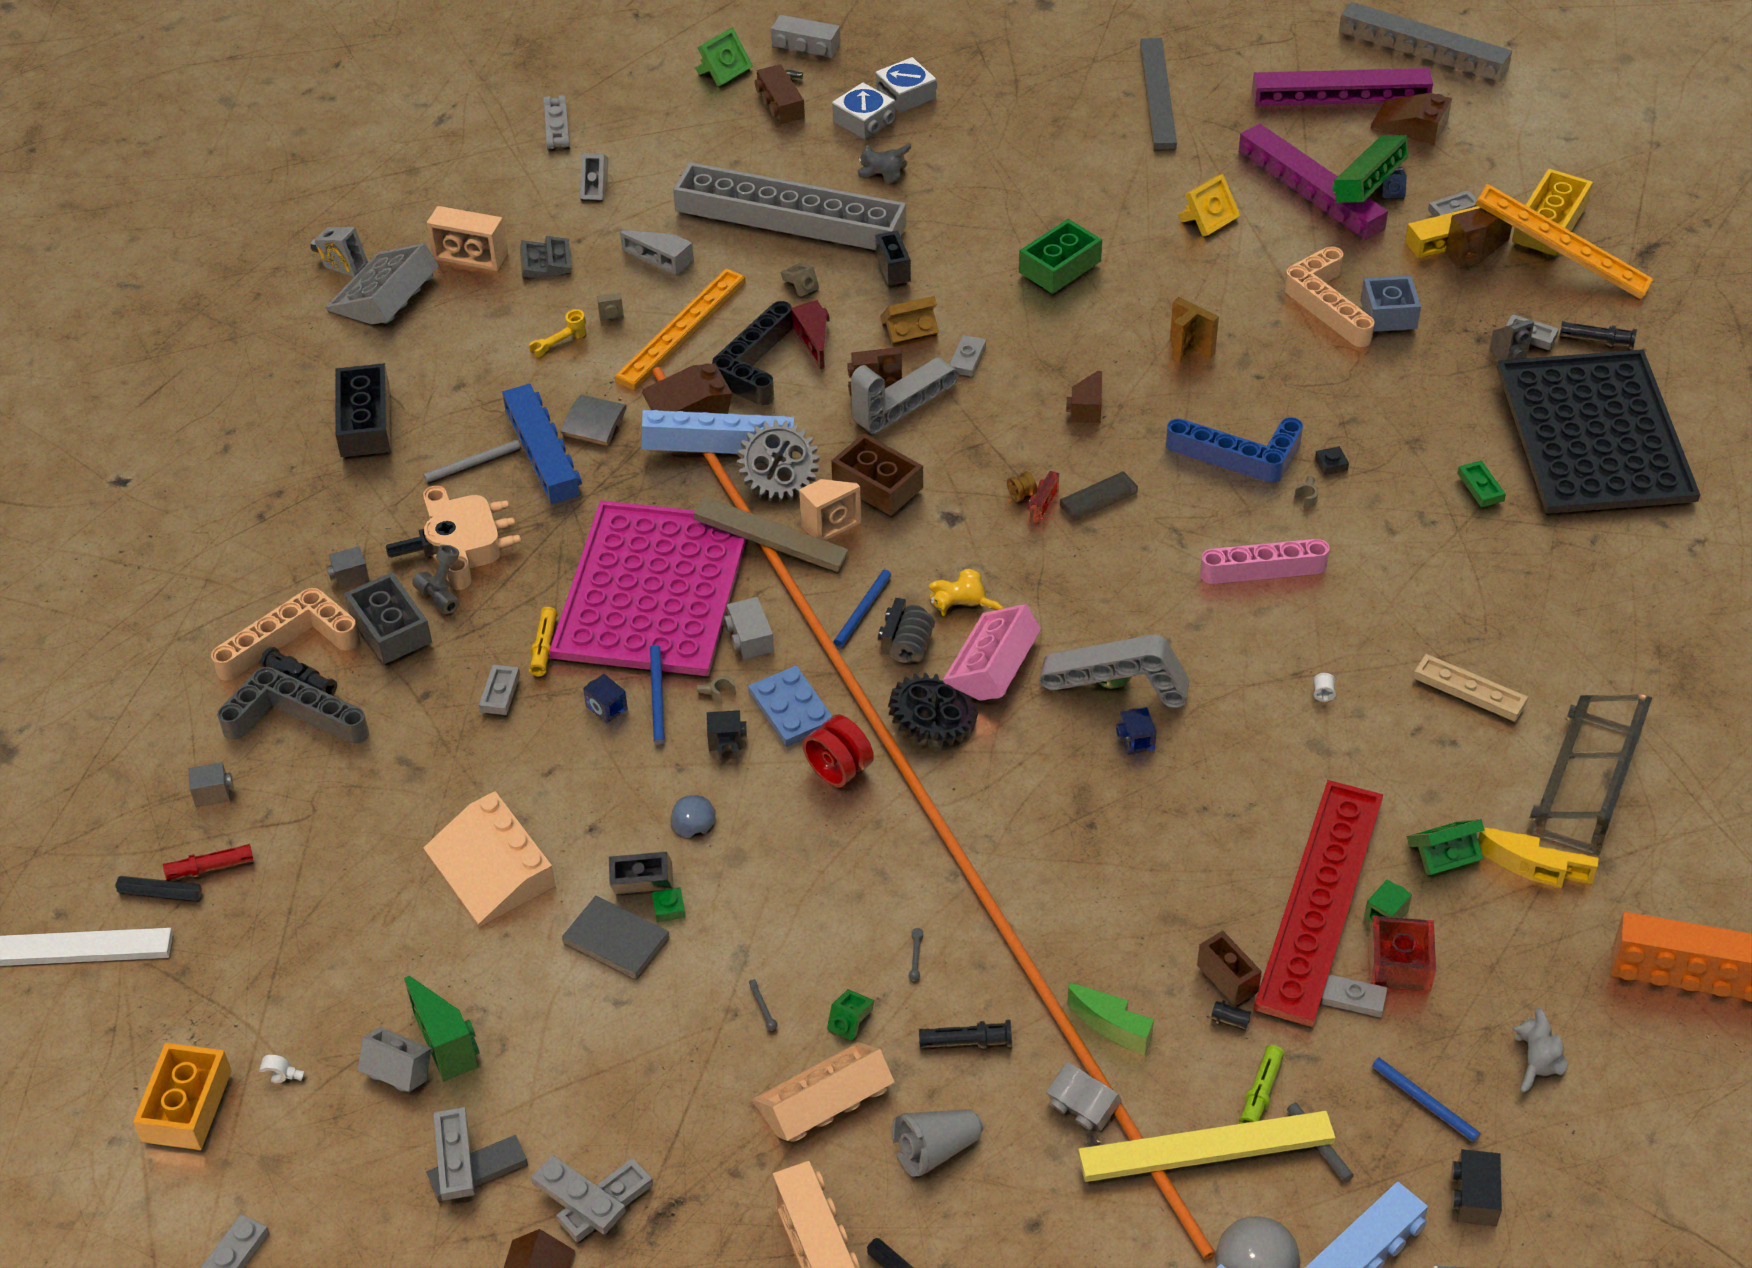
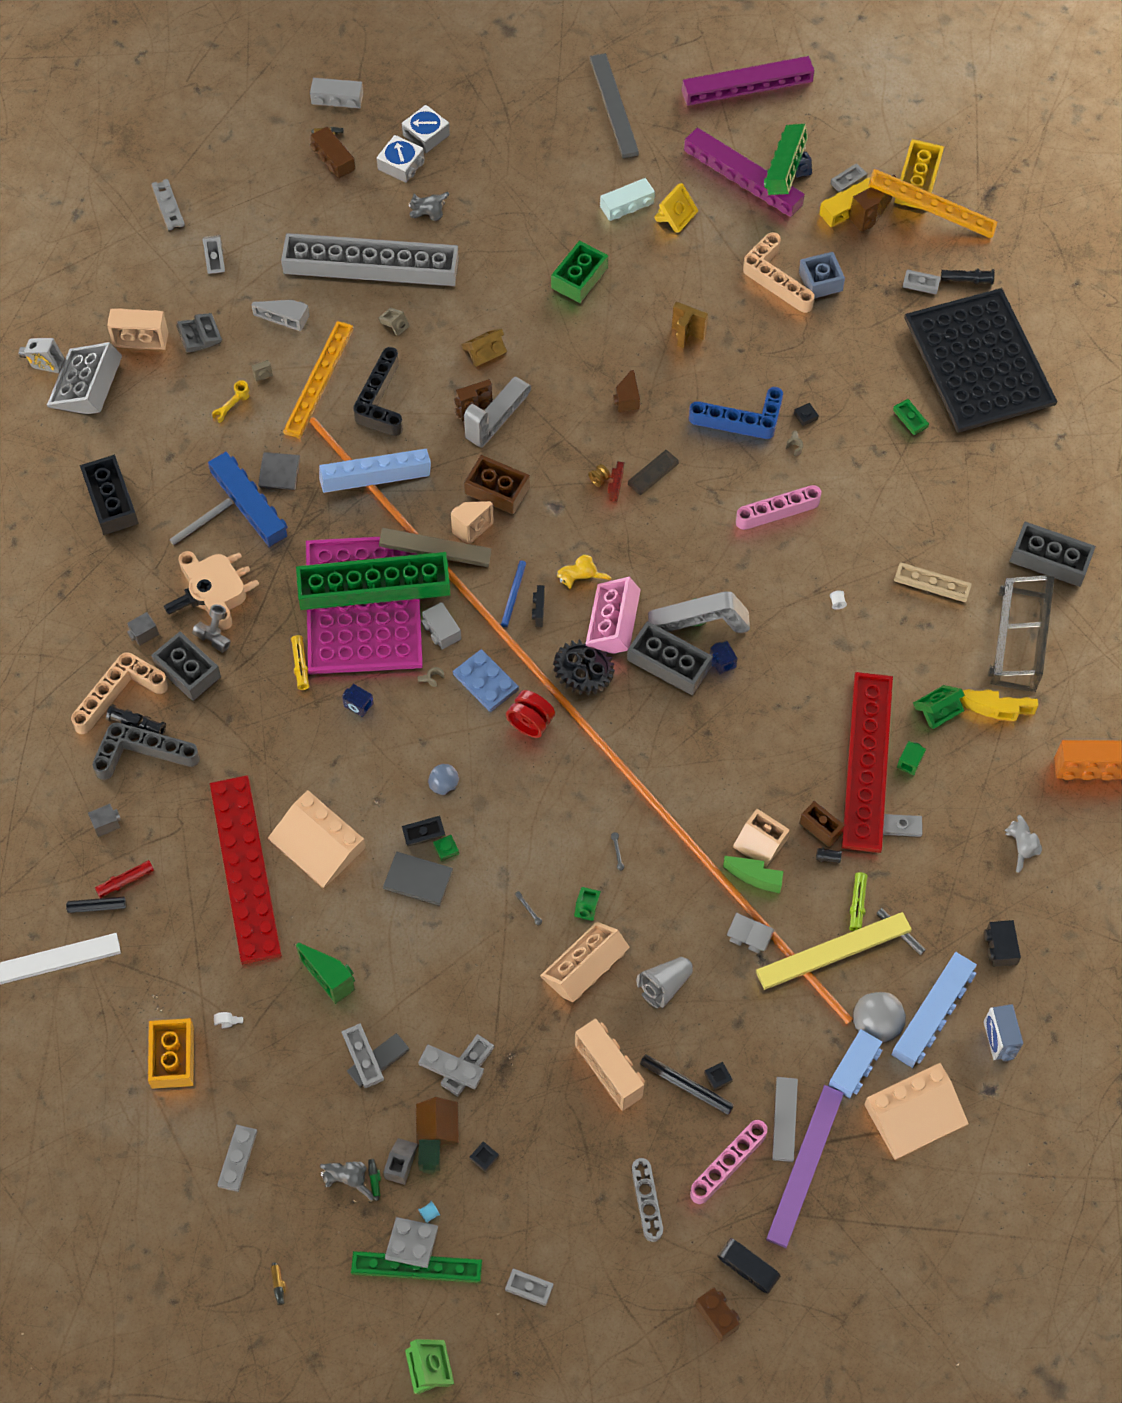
camera: 15 degrees left, 15 degrees up
(377, 885) = (245, 870): none -> red plate
(394, 1059) = (302, 998): light grey brick -> none
(499, 689) = (281, 707): light grey plate -> none
(657, 694) = (392, 690): blue bar -> none
(670, 554) = (373, 581): none -> green brick
(691, 390) = (344, 440): reddish brown slope -> none
(723, 57) = (280, 125): bright green bracket -> none
(725, 732) = (448, 711): black brick -> none
(757, 451) = (440, 491): light grey gear -> none
(811, 326) = (414, 363): dark red slope -> none
(893, 258) = (459, 293): black brick -> none
(912, 635) = (555, 611): dark grey piece -> none
(968, 355) = (532, 368): light grey plate -> none
(980, 1035) = (674, 902): black pin -> none
(1059, 717) = (669, 658): none -> dark grey brick
(1134, 970) = (761, 838): none -> light nougat slope
(1147, 189) = (627, 199): none -> light aqua brick
(1402, 953) = (927, 791): clear red brick -> none
(1417, 116) = (804, 100): reddish brown slope -> none
(1425, 41) = (799, 27): flat silver brick -> none
(1426, 1100) = (960, 889): blue bar -> none
(1512, 340) = (911, 294): flat silver slope -> none
(1677, 683) = (1052, 554): none -> dark grey brick

